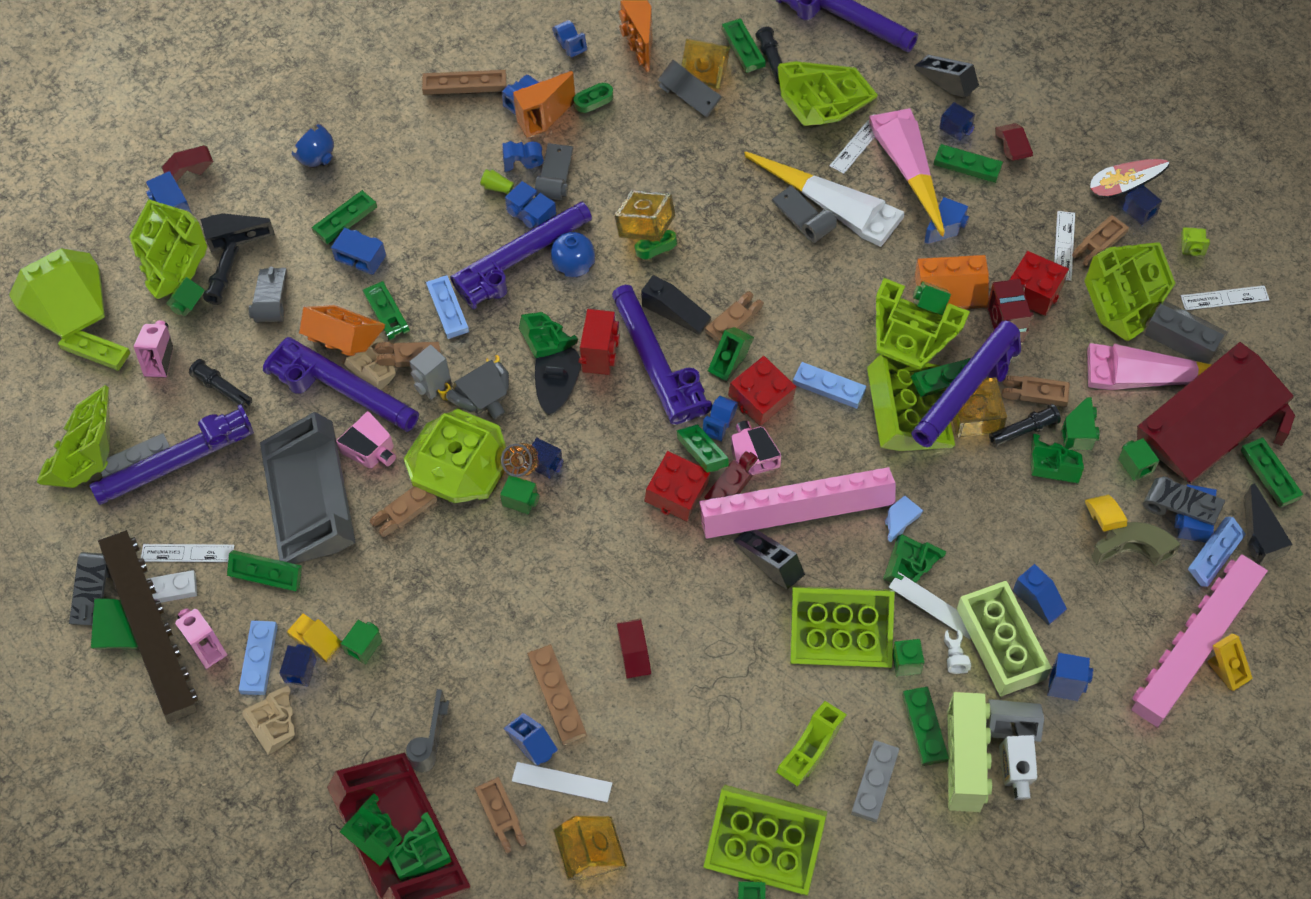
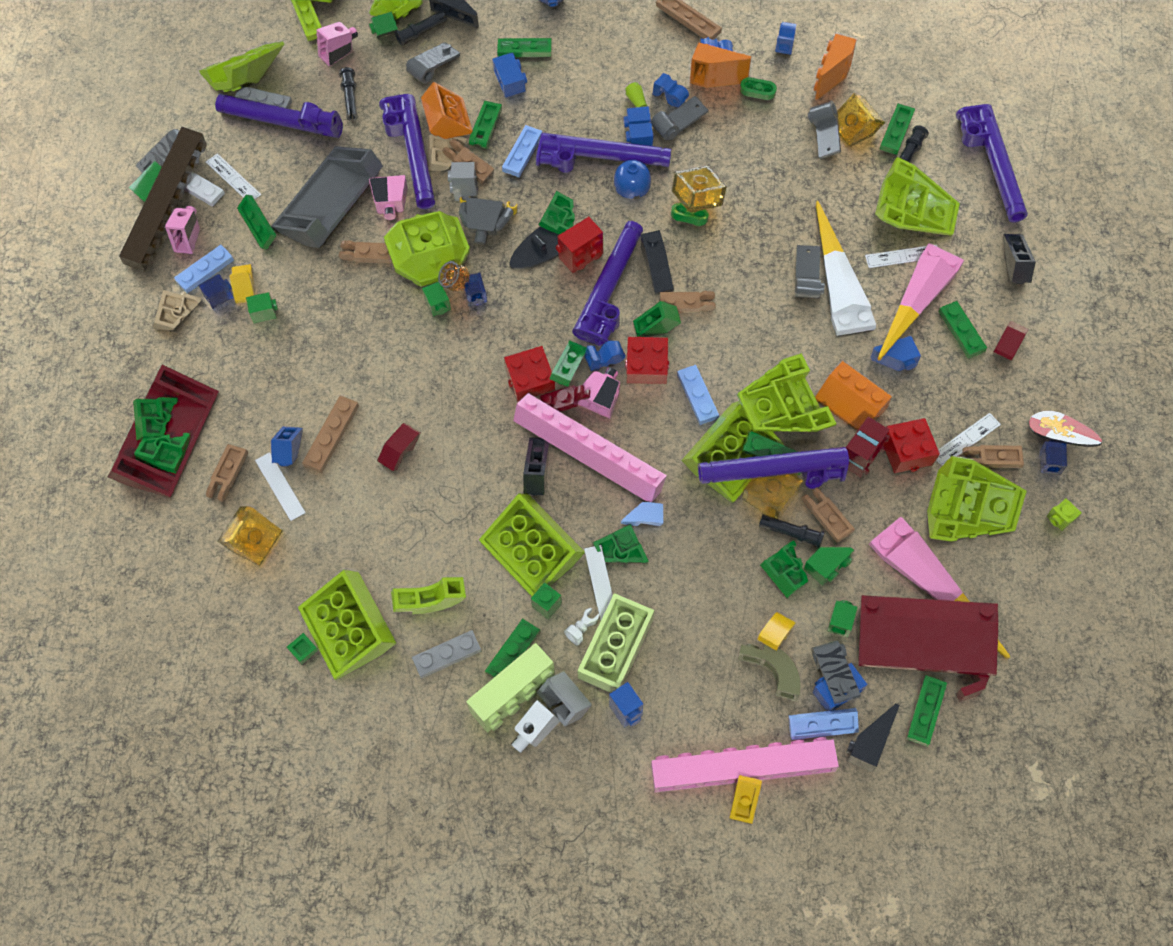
camera: 45 degrees right, 5 degrees up
(423, 750) = (226, 401): dark grey door -> none
(931, 297) = (823, 393): green brick -> none
(957, 121) = (986, 294): clear blue brick -> none
(1040, 594) = (674, 641): blue slope -> none
(1185, 333) = (981, 567): dark grey slope -> none
(1224, 297) = (1041, 571): white sticker -> none

